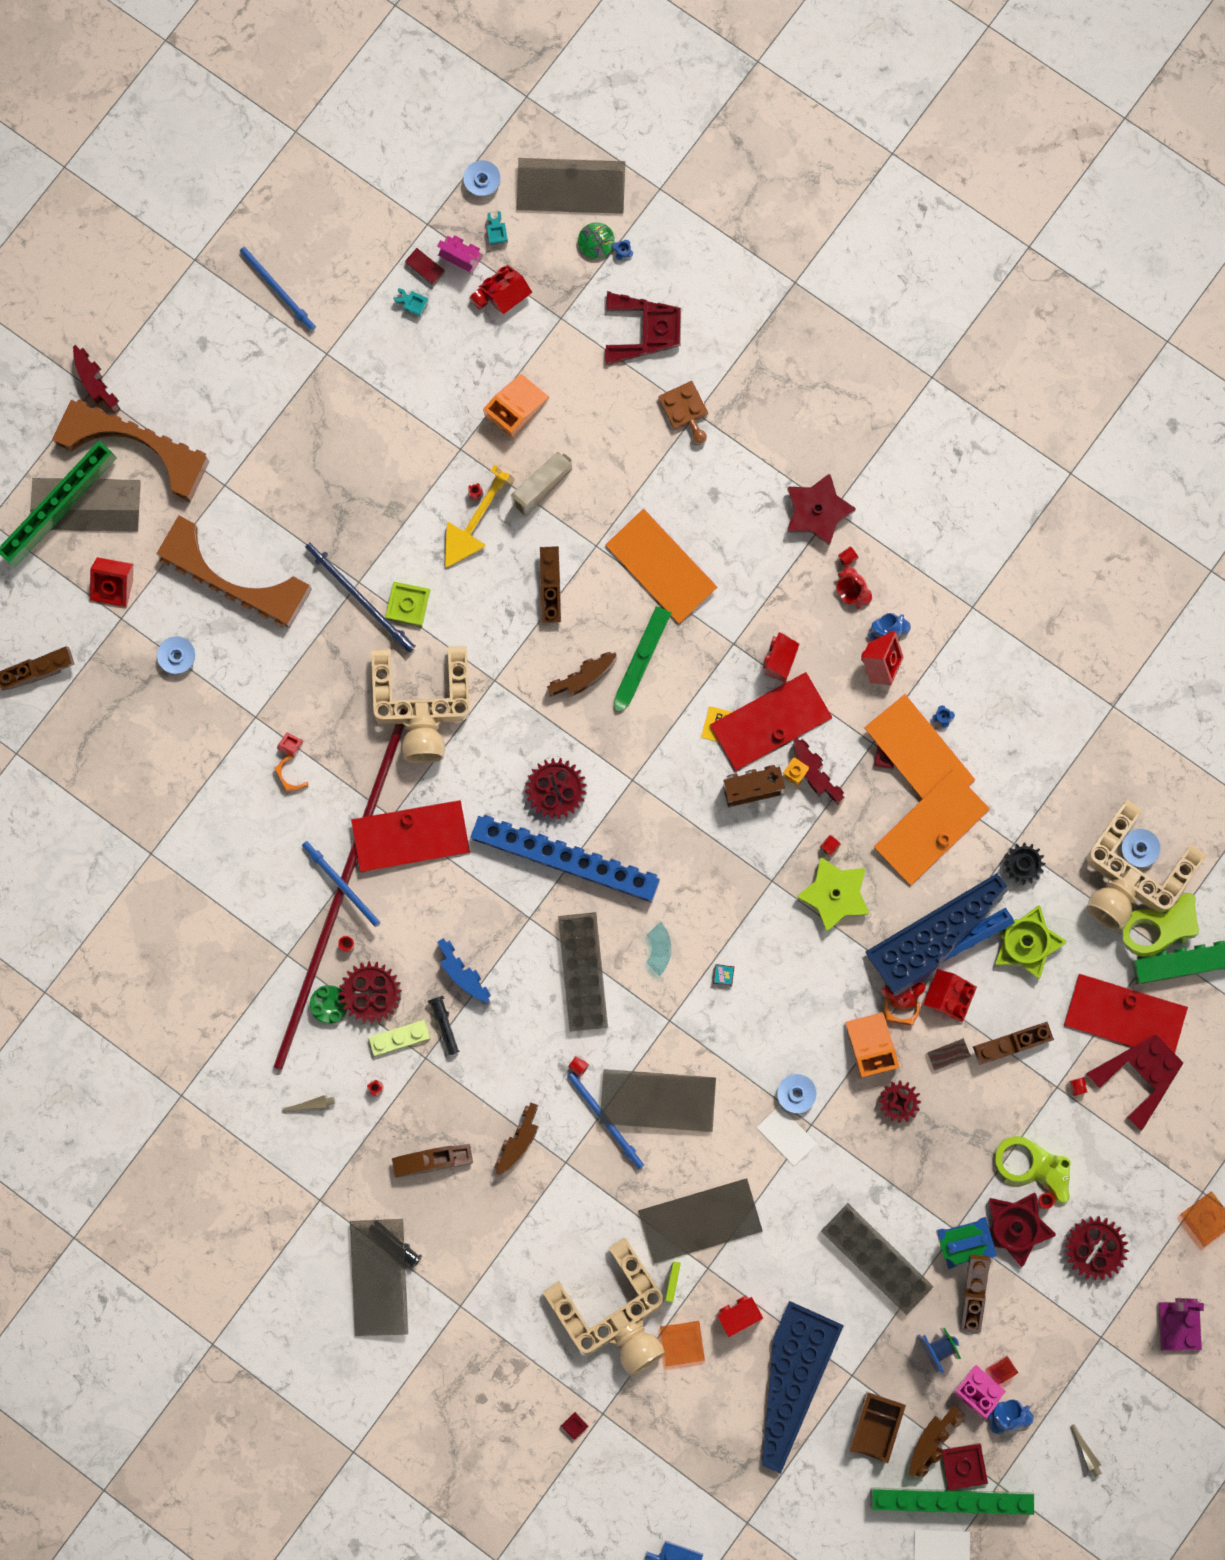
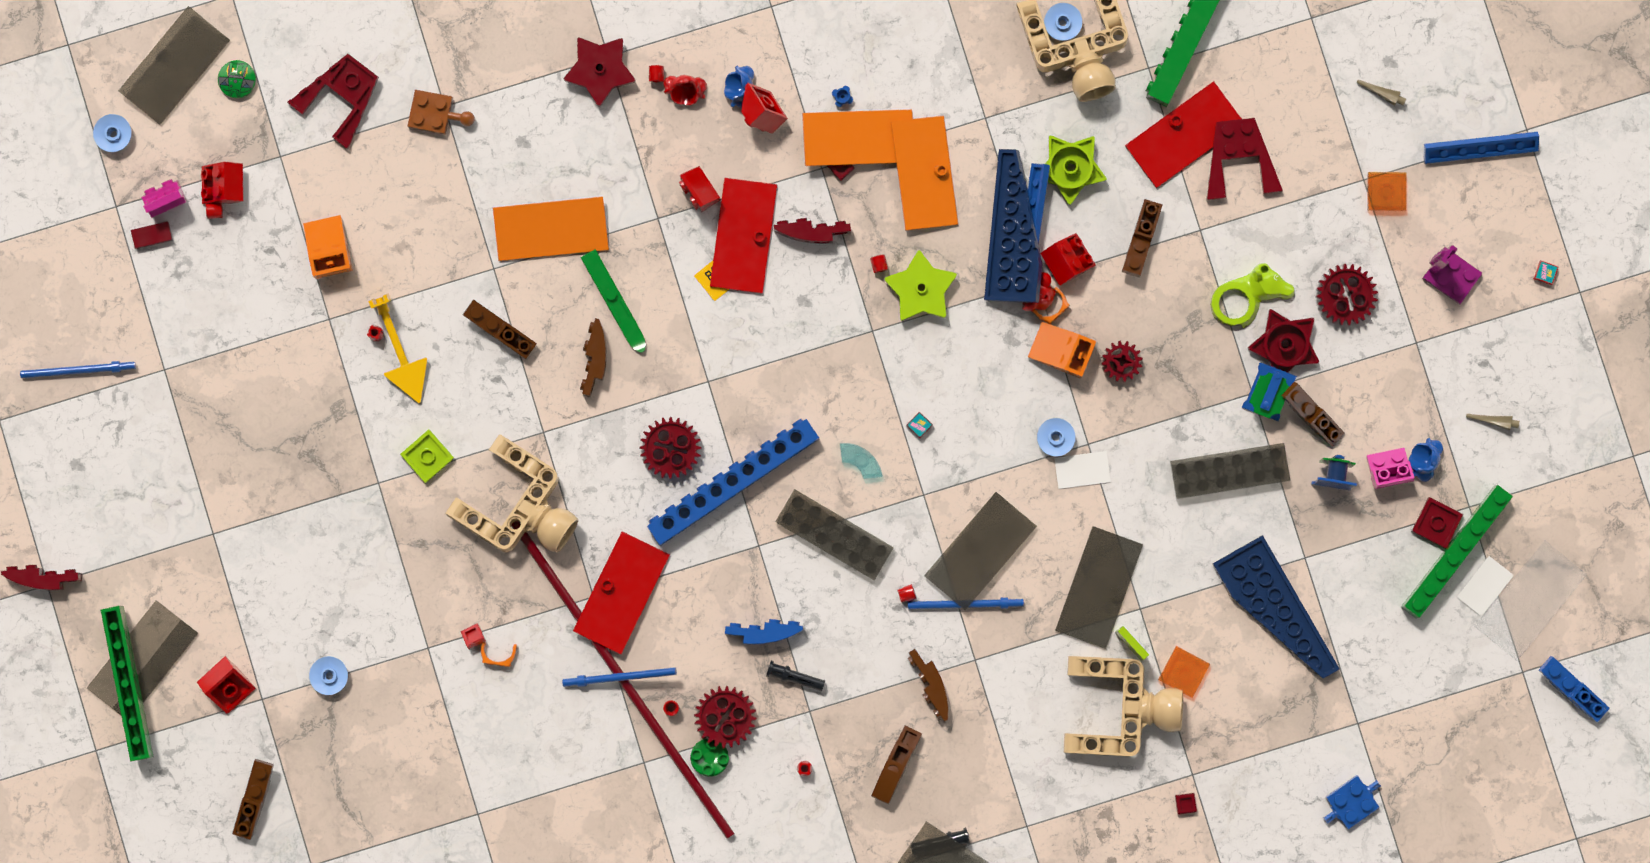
camera: 60 degrees left, 5 degrees up
(85, 424) = (73, 612): dark orange arch -> none
(278, 602) = (346, 561): dark orange arch -> none
(318, 1103) = (783, 822): dark tan piece -> none
(397, 635) = (448, 483): dark blue bar -> none
(399, 1038) = (778, 720): yellowish green plate -> none
(413, 303) = (176, 267): teal plate -> none
(497, 231) = (167, 154): teal plate -> none
(541, 483) = (409, 274): slope -> none
(617, 246) = (258, 57): blue plate -> none
(739, 1316) = (1196, 611): red slope -> none
(753, 786) = (787, 288): reddish brown piece -> none
(795, 771) = (800, 246): light orange bracket -> none
(877, 1427) = (1359, 567): reddish brown piece -> none
(928, 1447) = (1404, 540): reddish brown slope -> none
(948, 1054) = (1113, 295): clear smoke tile -> none
(1002, 1370) = (1386, 438): clear red brick -> none
(1021, 874) = (1010, 112): black gear -> none
(1051, 1200) = (1286, 303): red hose -> none
(1078, 1086) = (1212, 213): red hose -> none
(1175, 924) = (1143, 41): lime animal -> none

